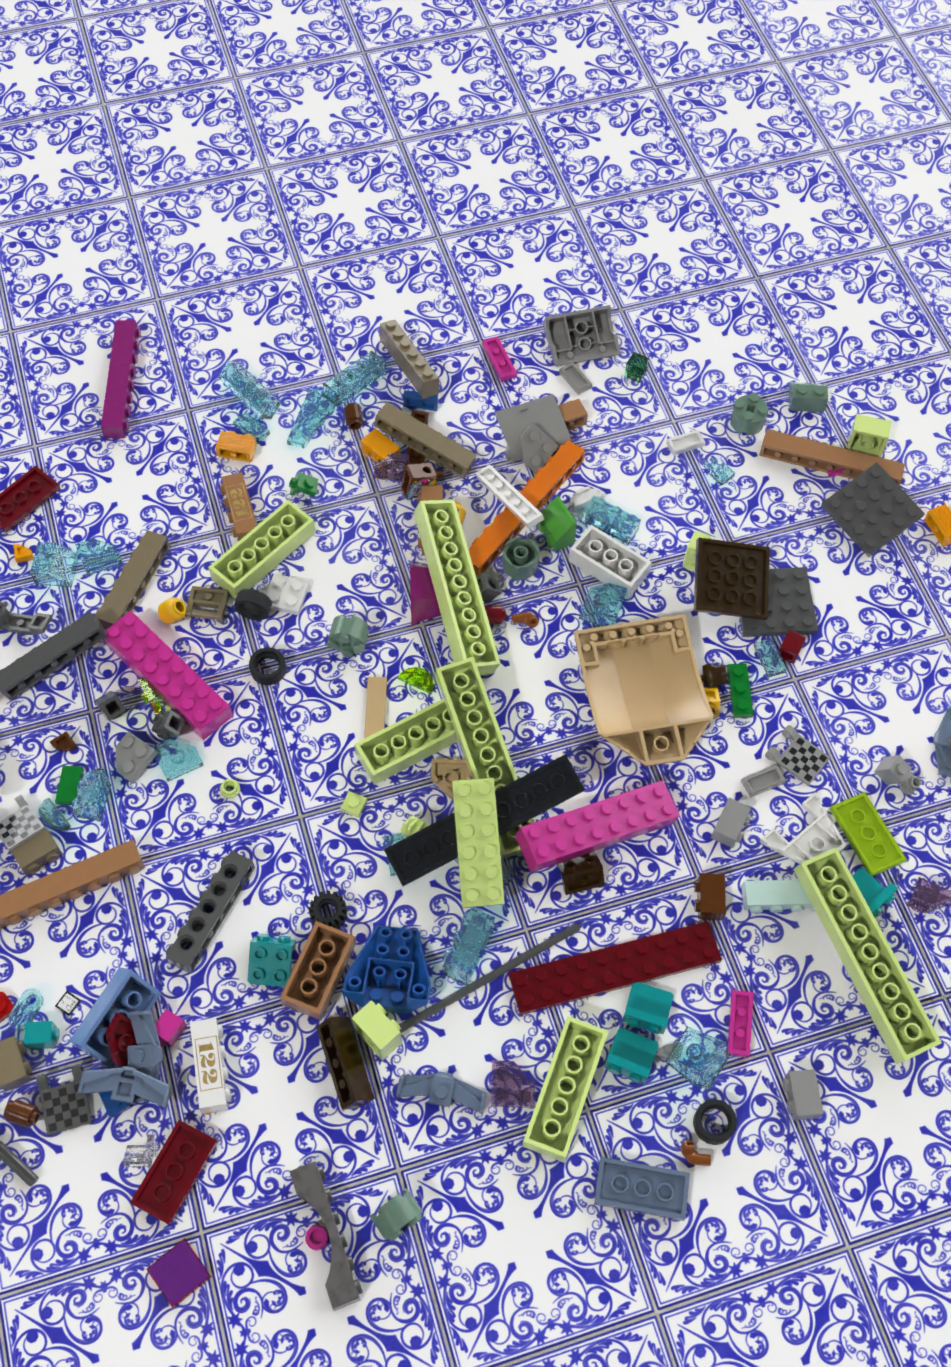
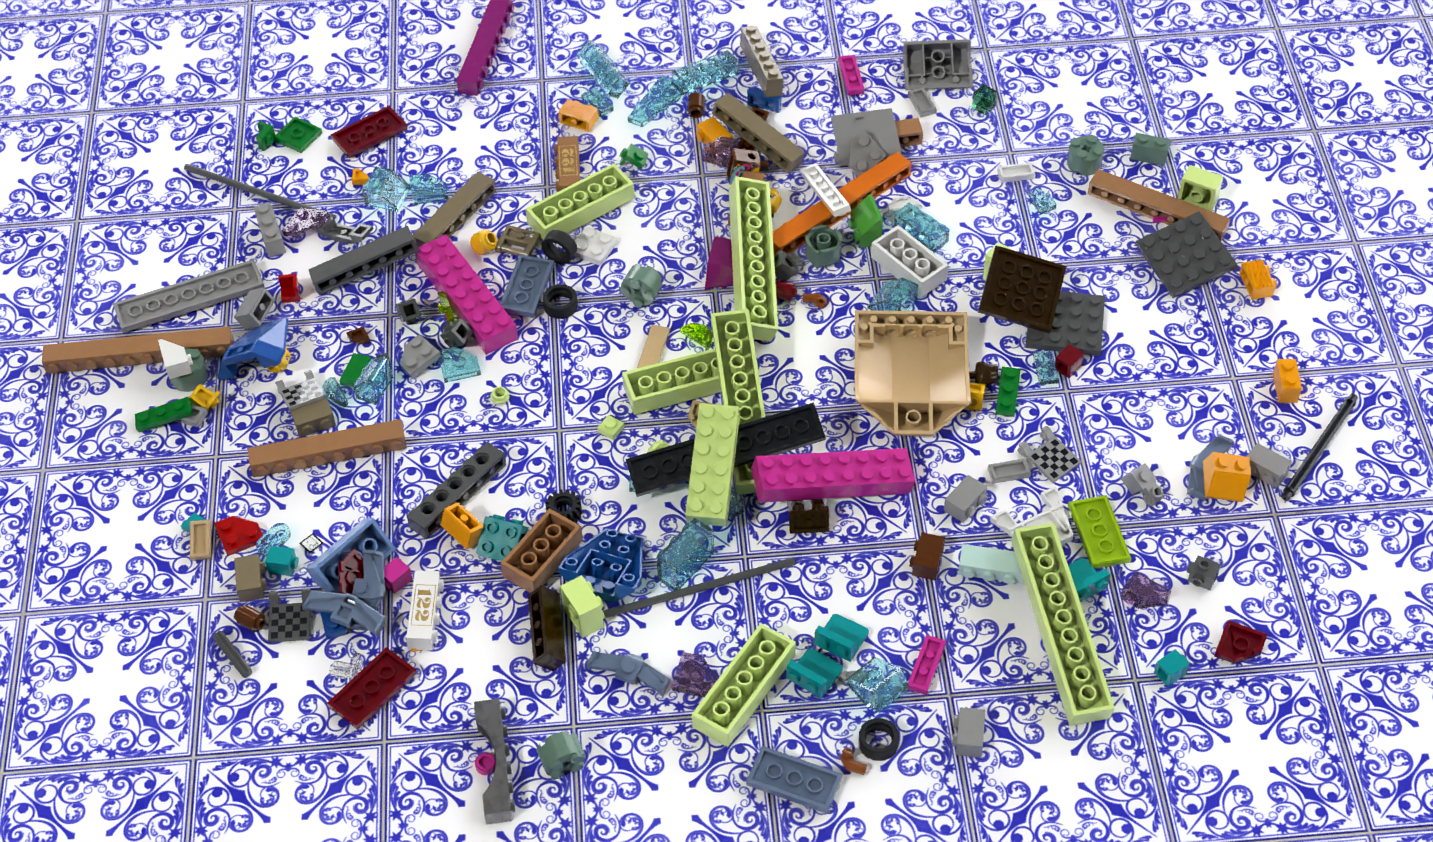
camera: 15 degrees right, 10 degrees down
(179, 1273) = (356, 767): dark purple tile -> none
(226, 955) = (461, 525): none -> light orange brick
(228, 653) = (527, 286): none -> sand blue plate
(614, 968) = (820, 600): dark red plate -> none

